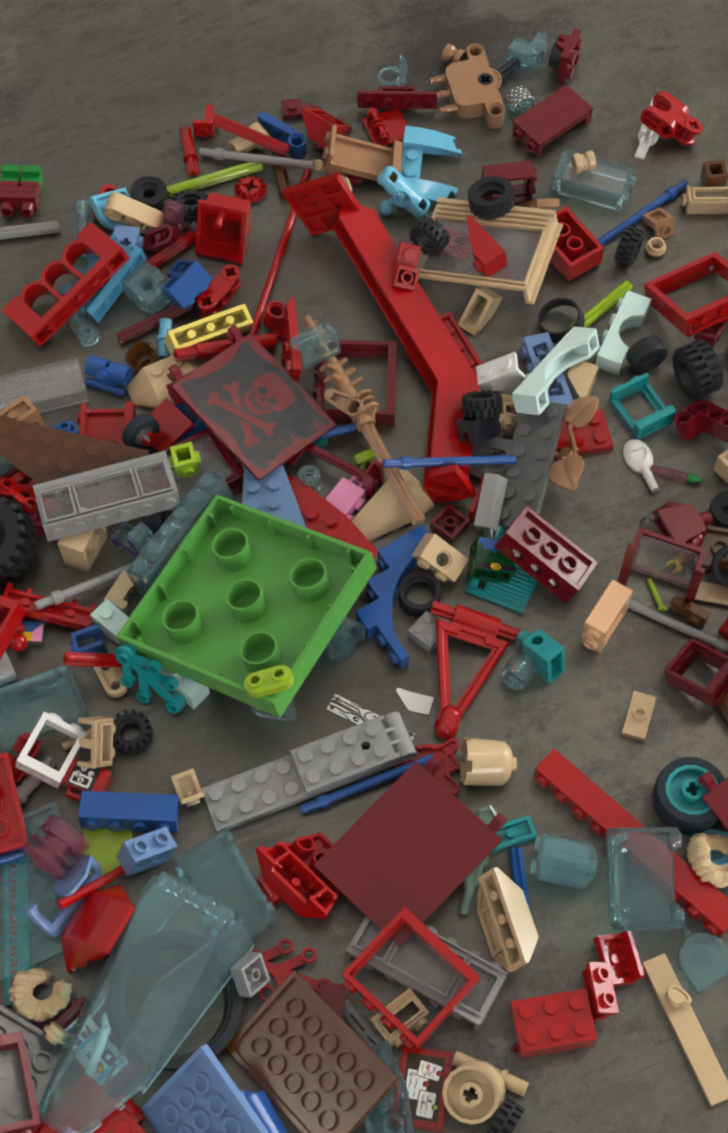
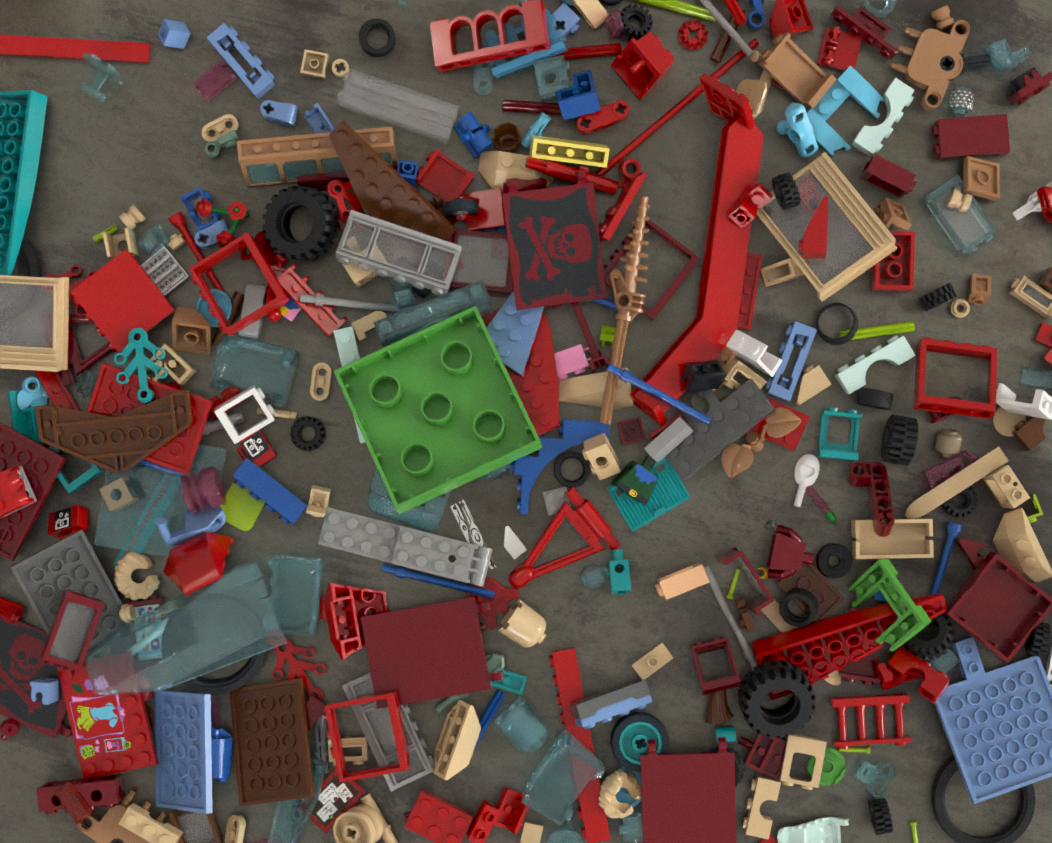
camera: 30 degrees right, 25 degrees up
(88, 640) = (321, 347): blue window -> none
(91, 660) = (313, 371): red axle -> none
(91, 887) = (219, 531): red bar -> none
(100, 742) = (277, 436): tan window -> none
(129, 658) = (339, 409): teal plant -> none
(146, 851) = (261, 529): medium blue brick -> none
(160, 237) = (591, 37): dark red plate -> none
(184, 460) = (470, 250): lime brick -> none
(250, 974) = (271, 660): light grey piece -> none
(268, 681) = (402, 492): lime plate -> none
(276, 737) = (421, 518): none -> clear light blue windscreen
(310, 476) = (557, 333): clear light blue brick -> none
(317, 344) = (631, 234): clear light blue panel -> none
(465, 129) = (895, 98): none -> light aqua arch
(482, 404) = (718, 355): black tyre -> none
(489, 186) = (862, 175): black tyre -> none
(546, 554) = (674, 508): dark red brick -> none
(574, 347) = (823, 360): light aqua arch -> none
(585, 140) = (981, 178): none -> medium nougat tile
(631, 775) = (611, 703): none -> piece
(669, 194) = (1010, 268): blue bar -> none

